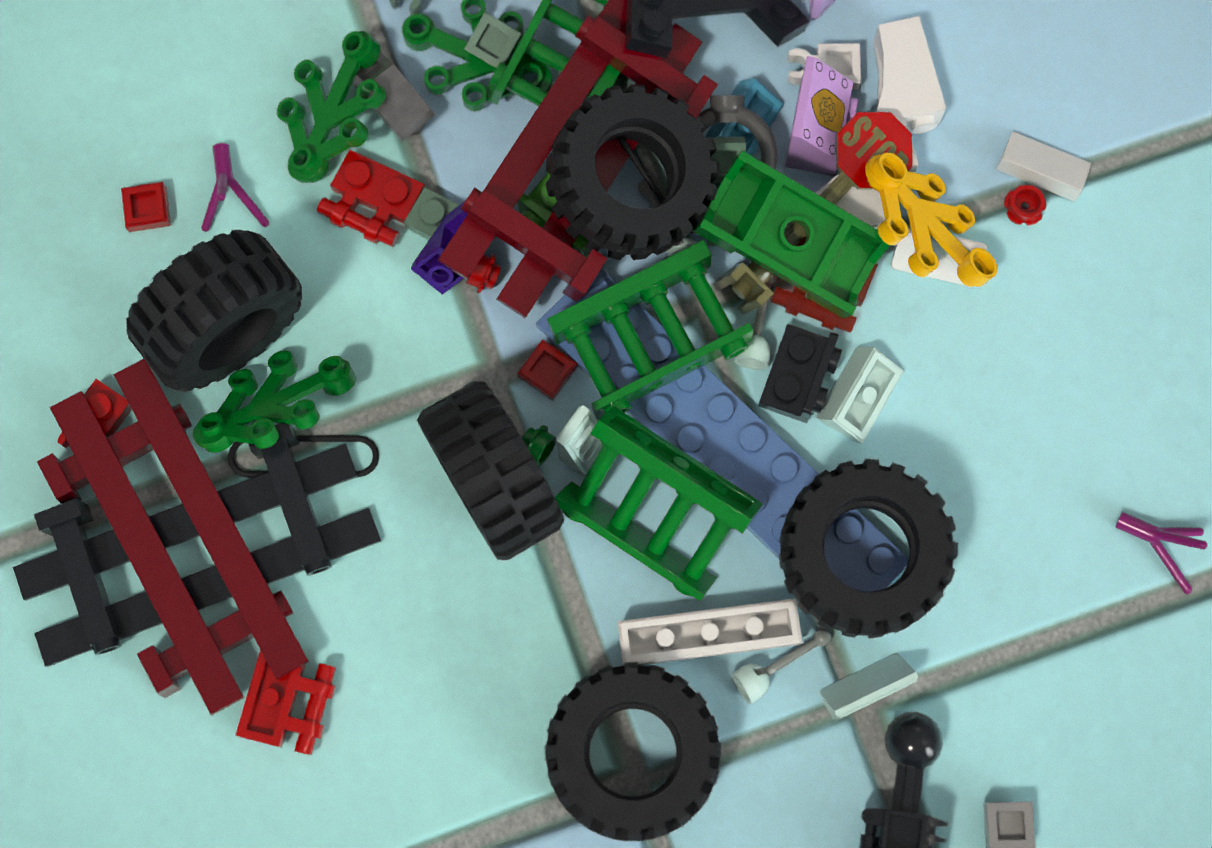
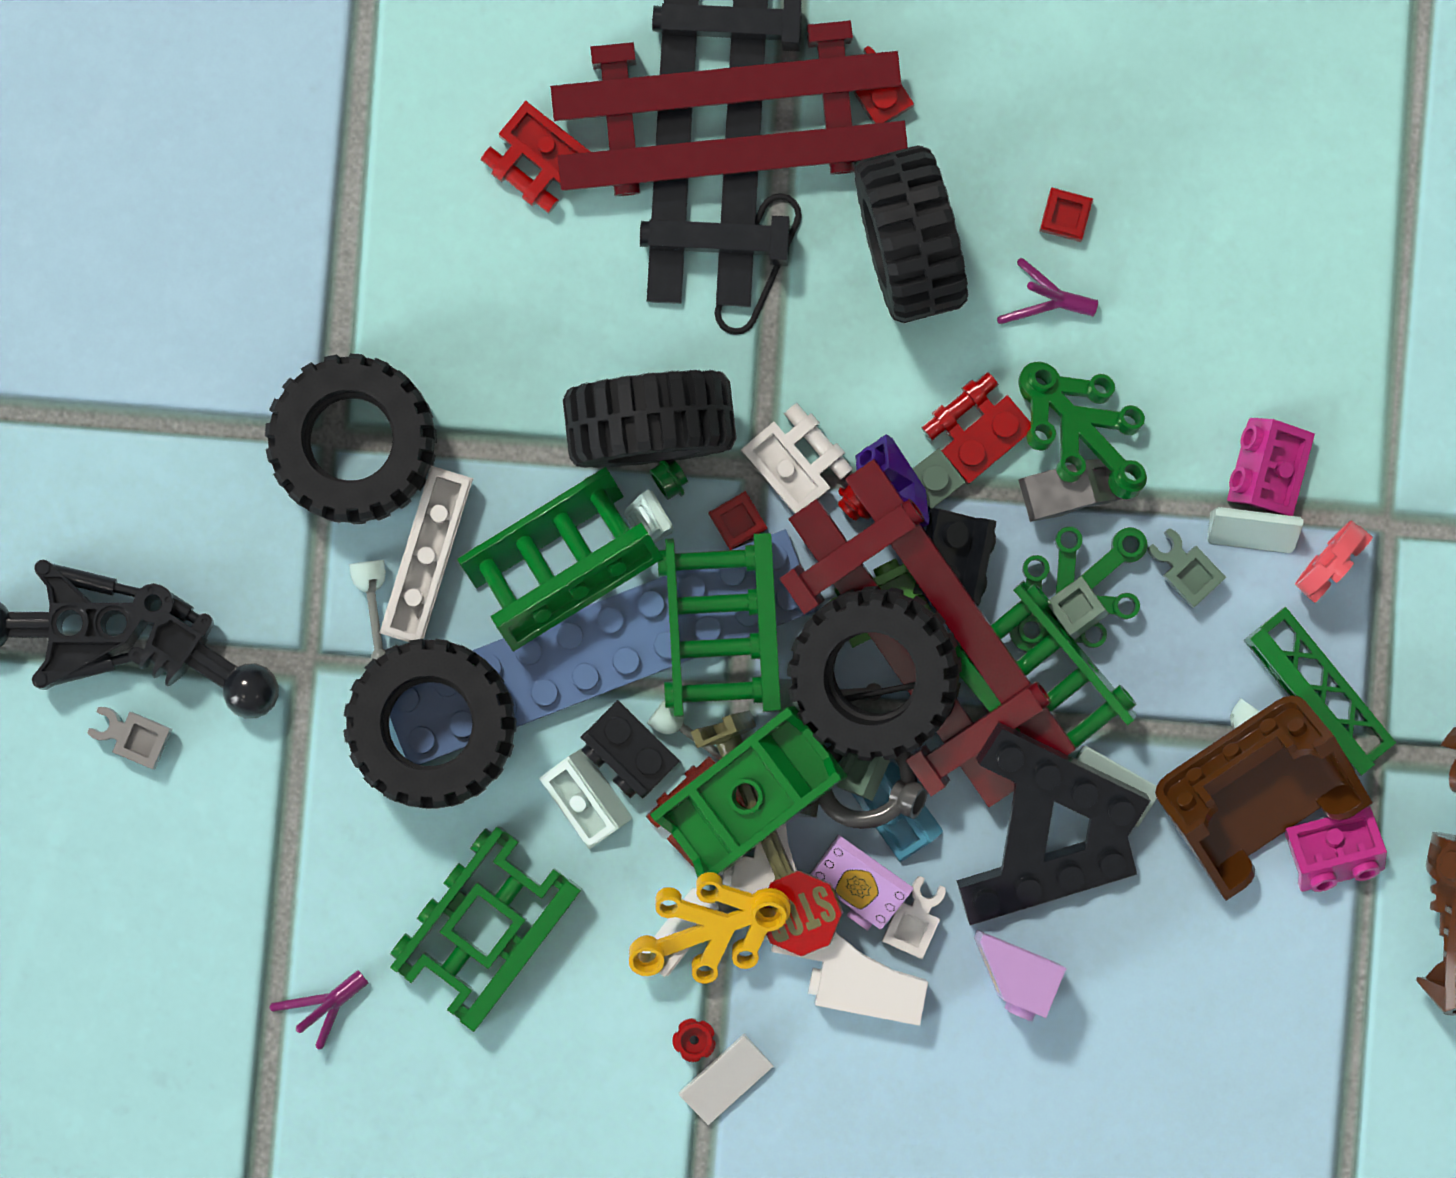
camera: 110 degrees right, 10 degrees up
(222, 428) = (813, 249): green plant -> none
(480, 155) = (965, 546): none -> black bracket
(481, 344) = (784, 465): none -> white plate
(867, 686) = (317, 675): light aqua slope -> none
(1028, 393) = (511, 945): none -> green fence

